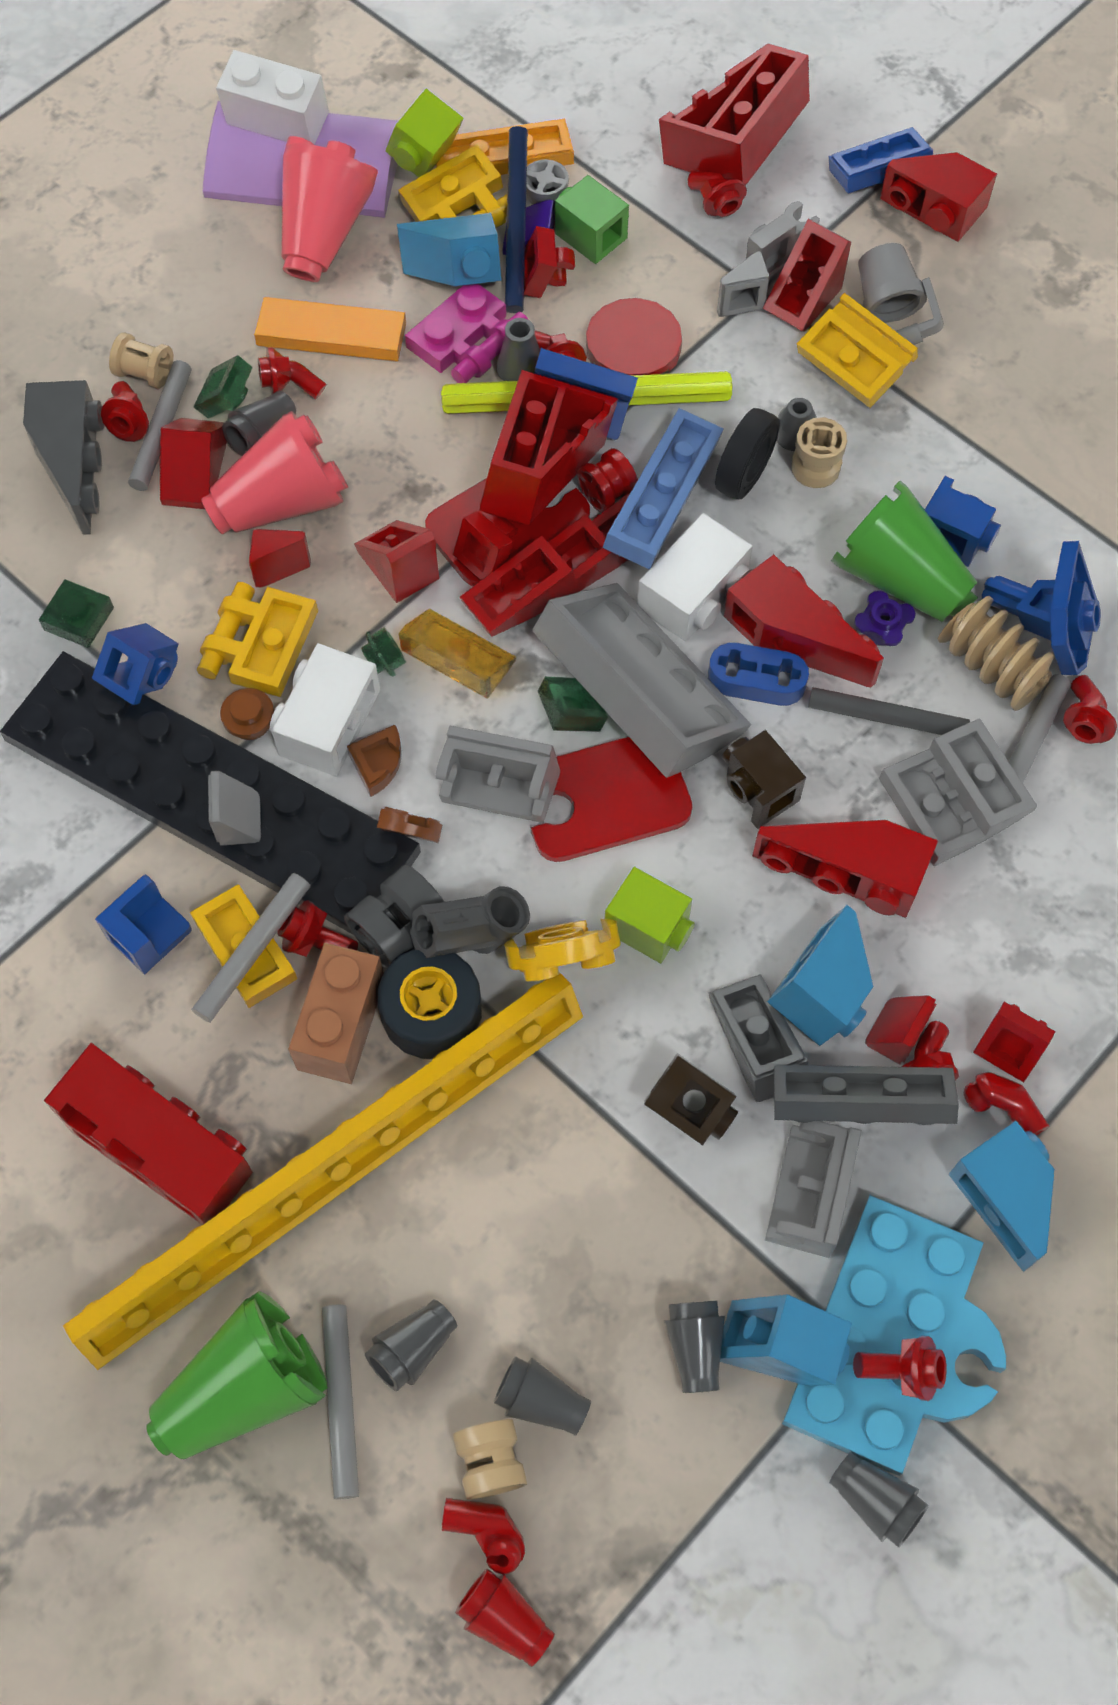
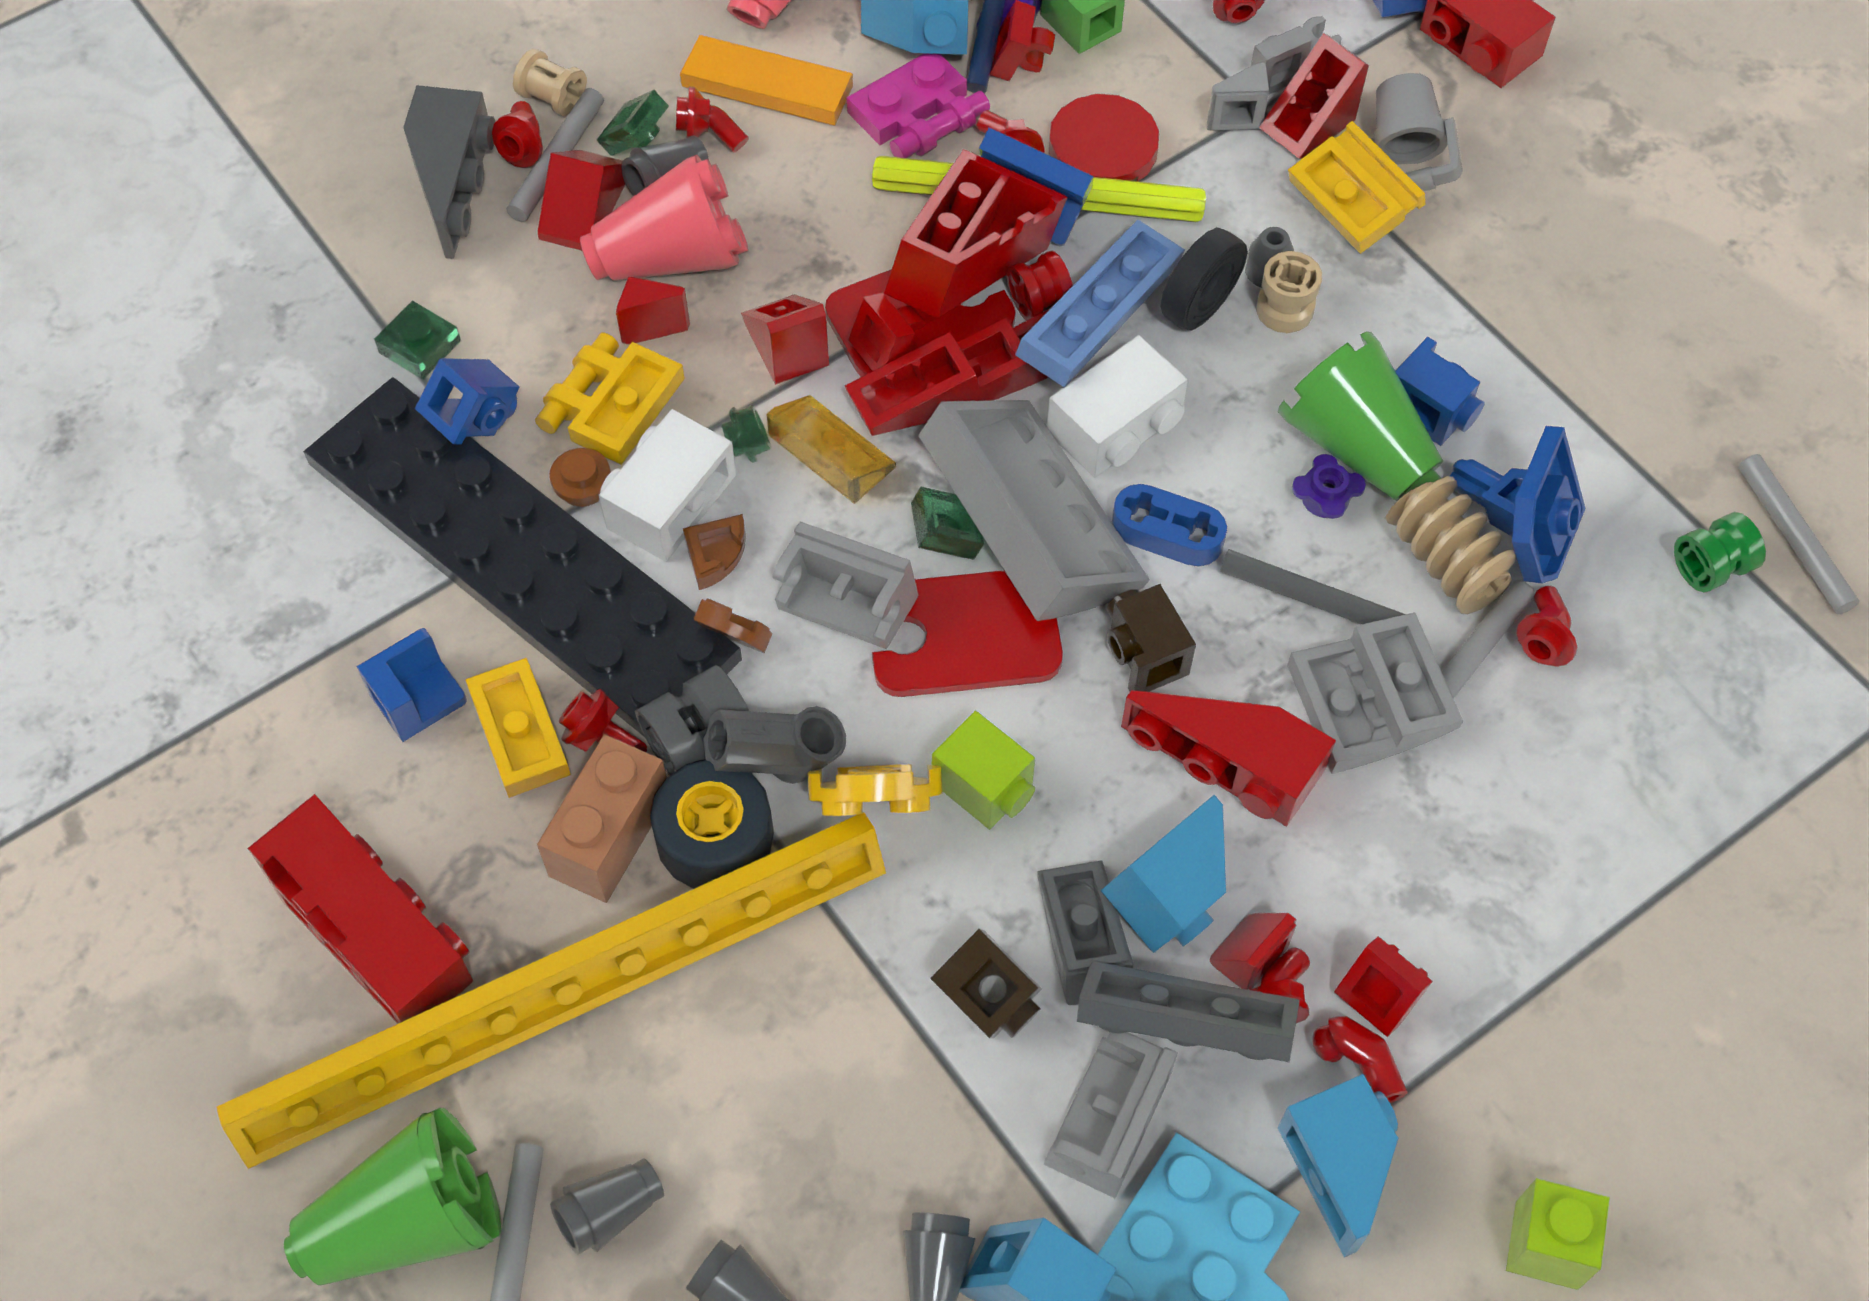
camera: 10 degrees right, 5 degrees down
(233, 810) = (536, 574): light grey slope -> none
(251, 948) = (523, 728): light grey bar -> none
(518, 350) = (967, 126): dark grey cone -> none
(784, 614) = (1208, 459): red slope -> none

